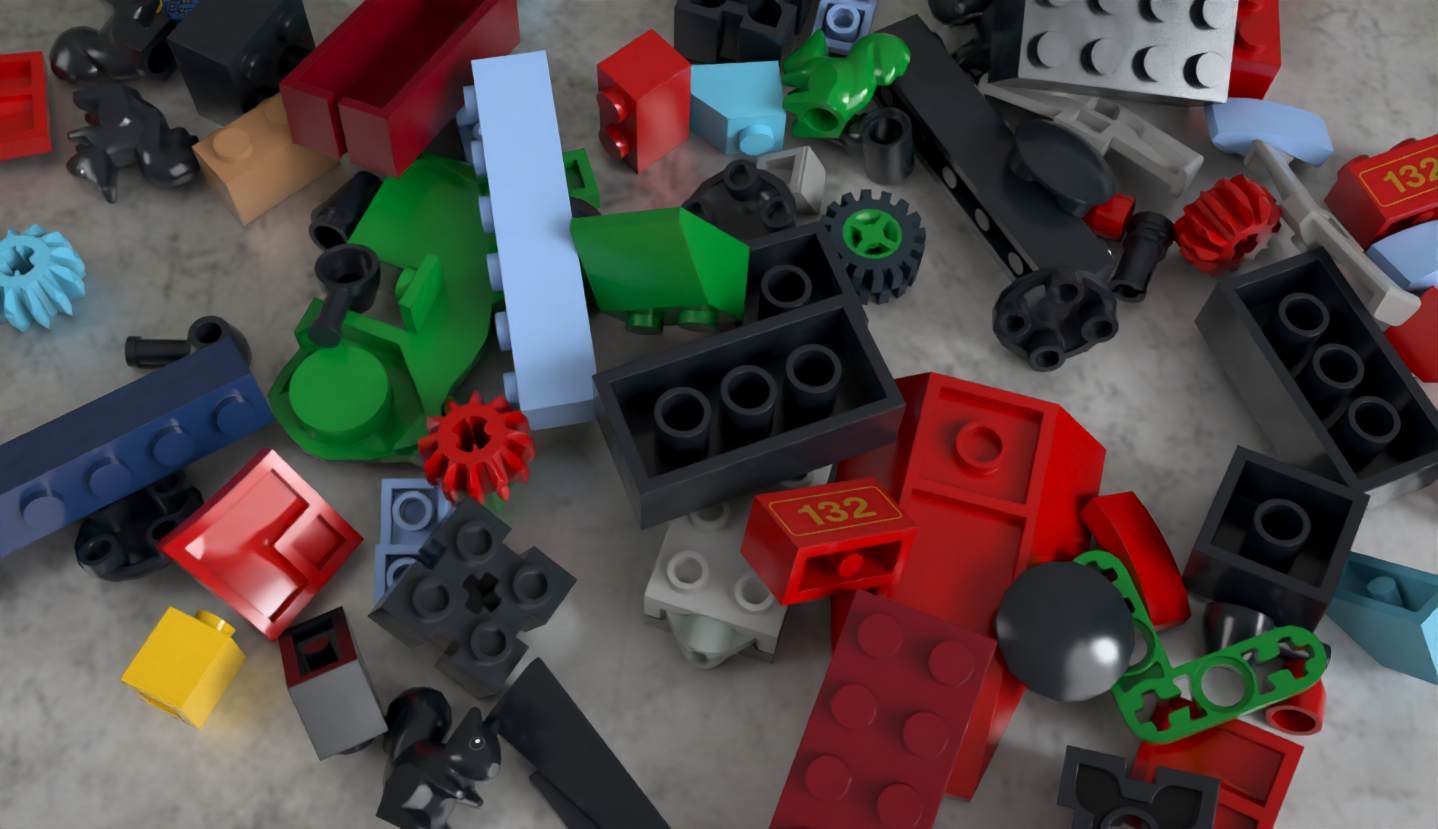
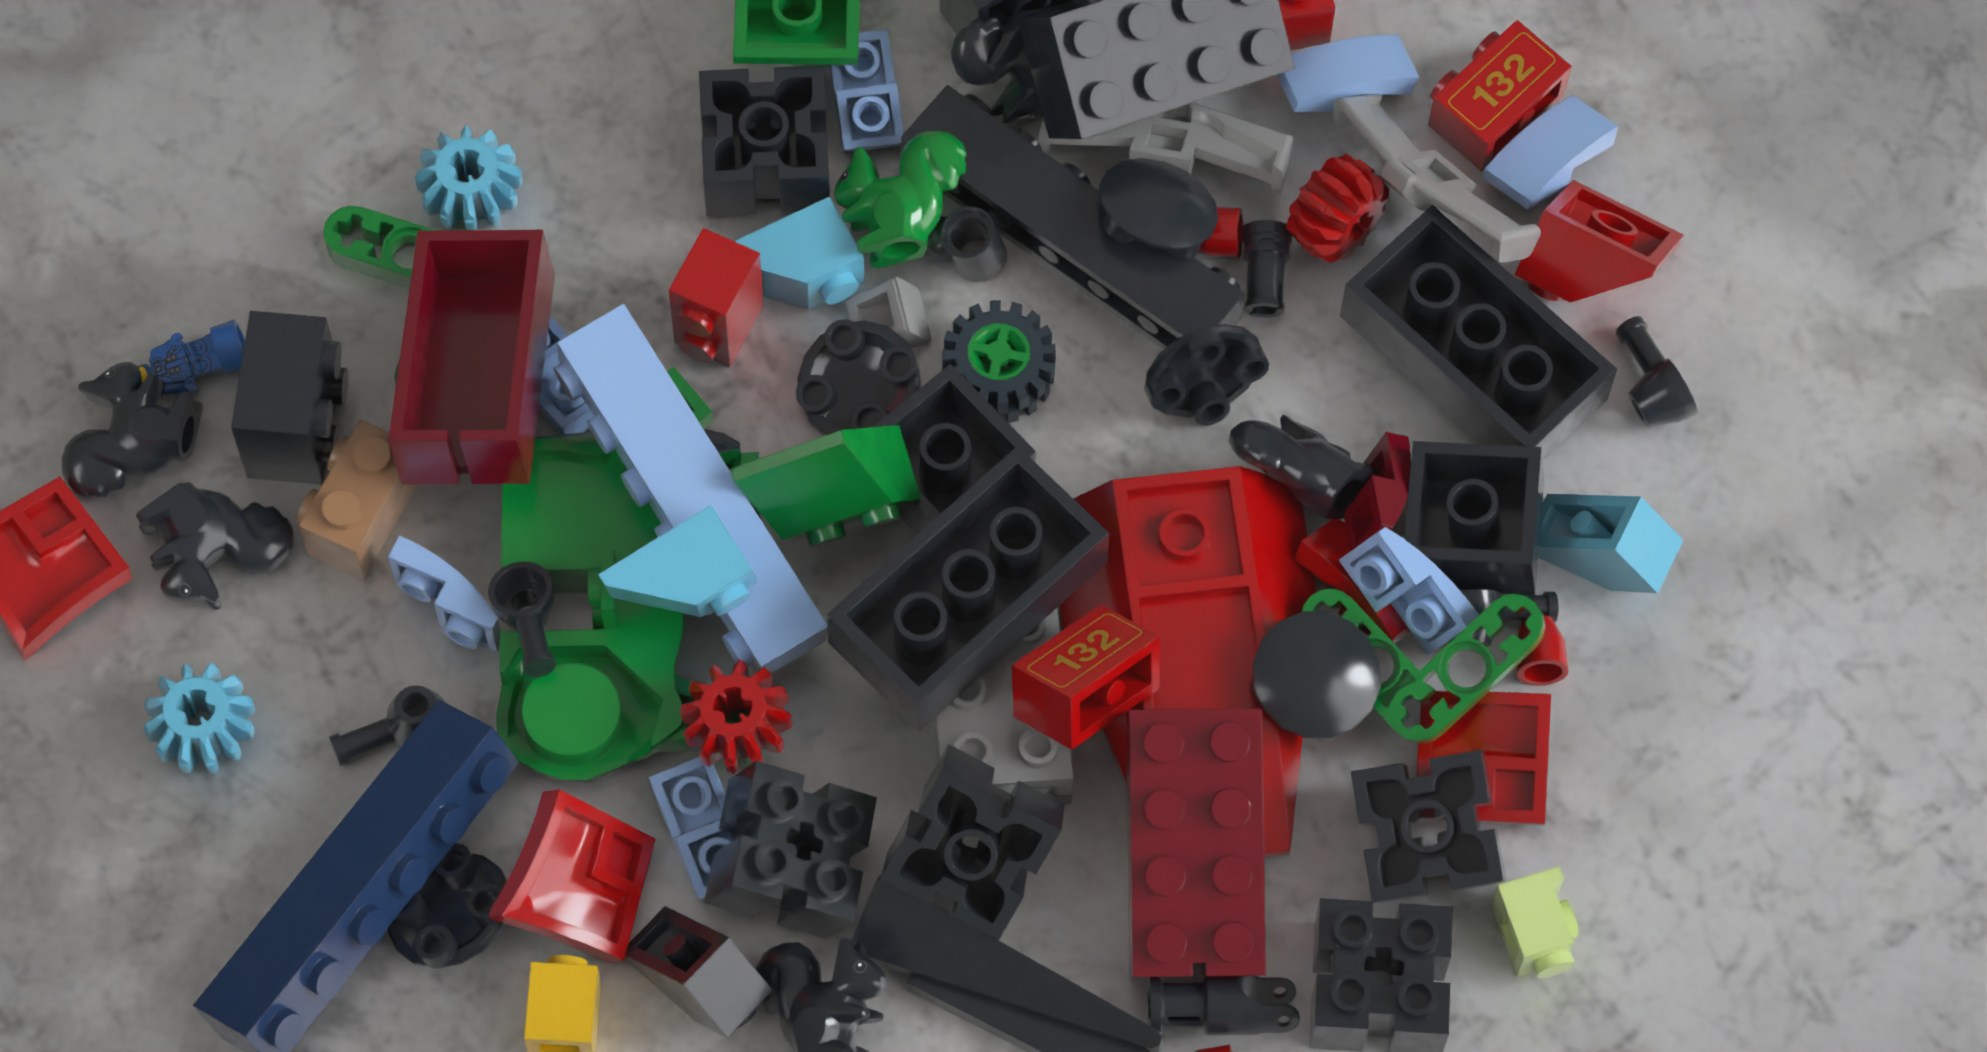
camera: 20 degrees left, 5 degrees up
(289, 250) = (458, 604): none -> light blue slope
(341, 212) = (472, 530): black cone -> none
(484, 288) = (685, 570): none -> medium azure slope
(603, 662) = (984, 879): none -> black brick
(1124, 434) = (1304, 461): none -> black animal
(1185, 489) = (1383, 495): none -> dark red slope
(1196, 590) = (1397, 573): none -> light blue slope

